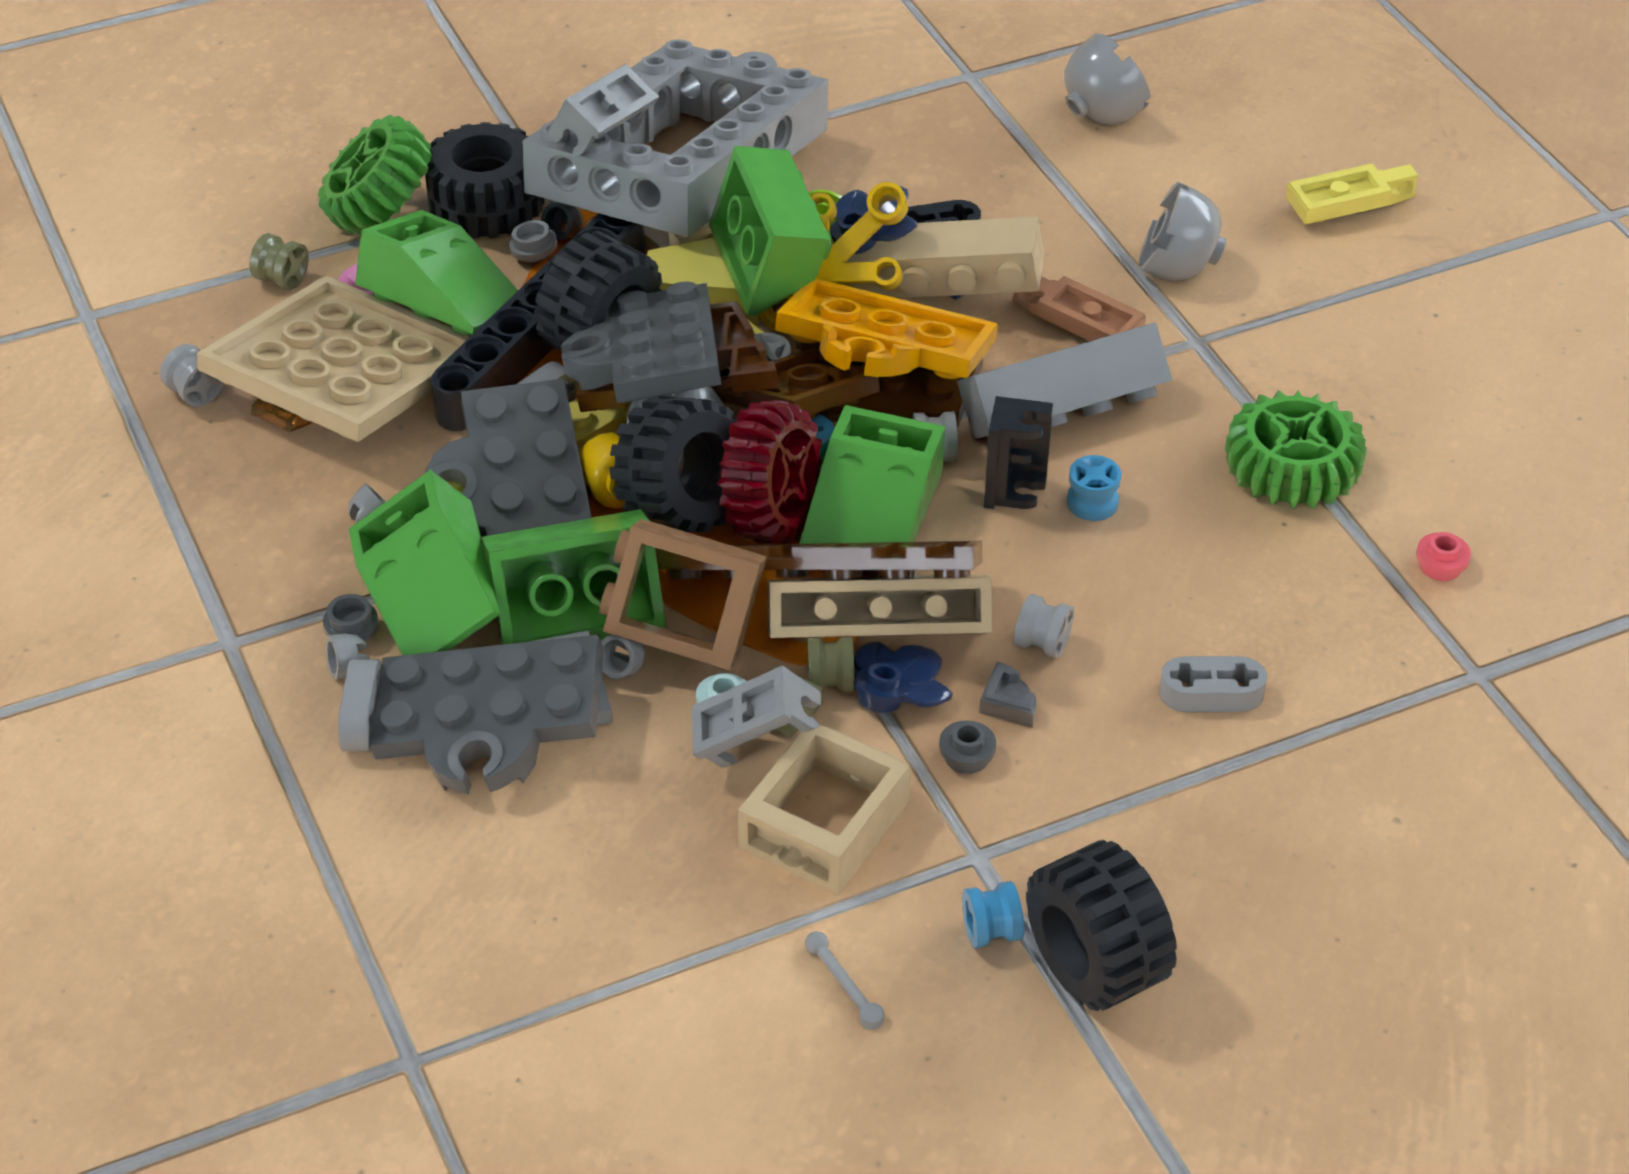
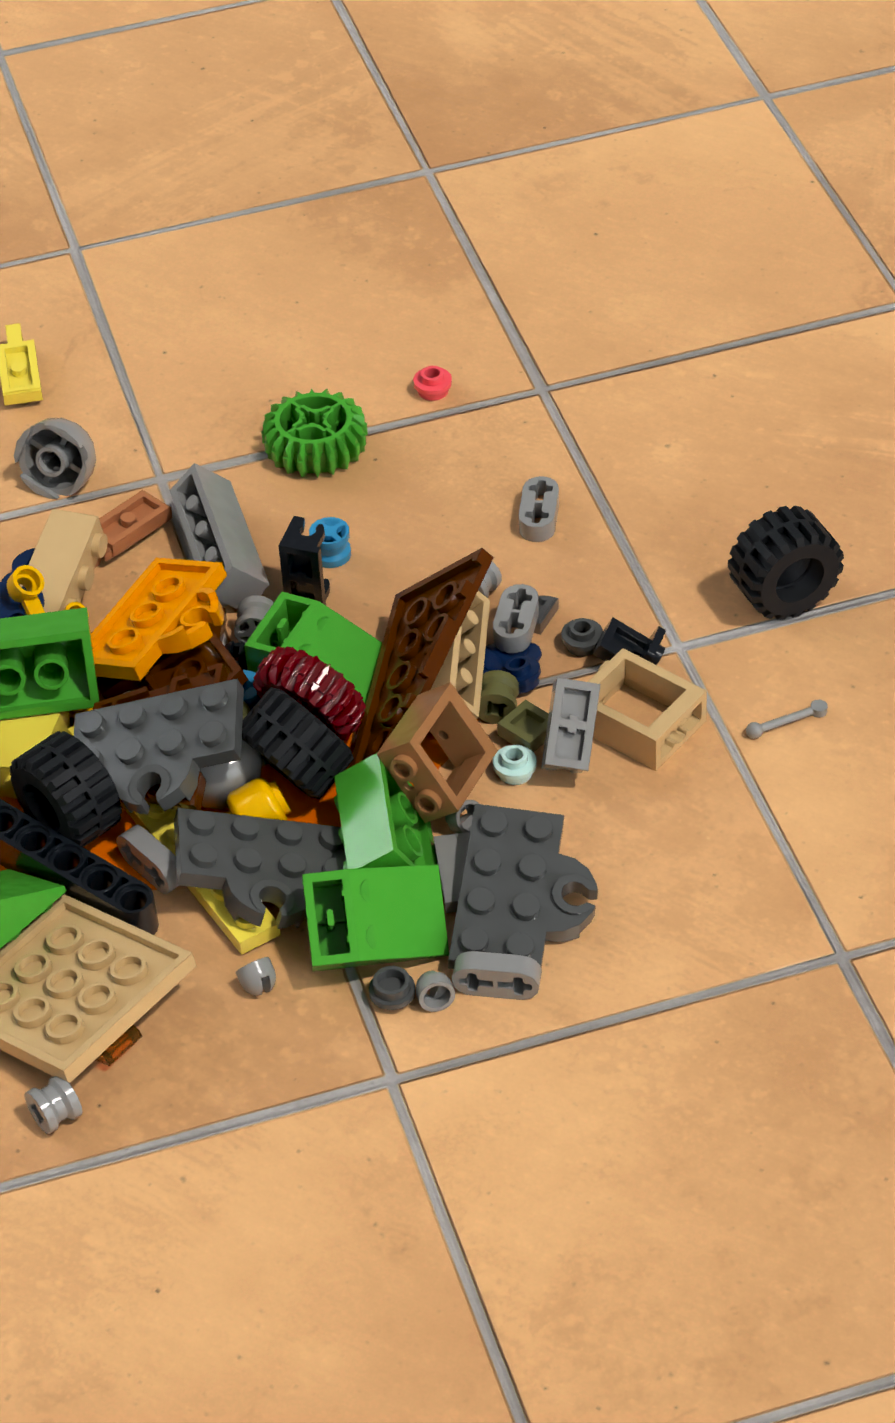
camera: 80 degrees left, 0 degrees up
(940, 787) = (619, 636): none -> black bracket
(969, 665) = (523, 619): none -> light grey beam
(993, 914) = (747, 631): dark azure wheel -> none

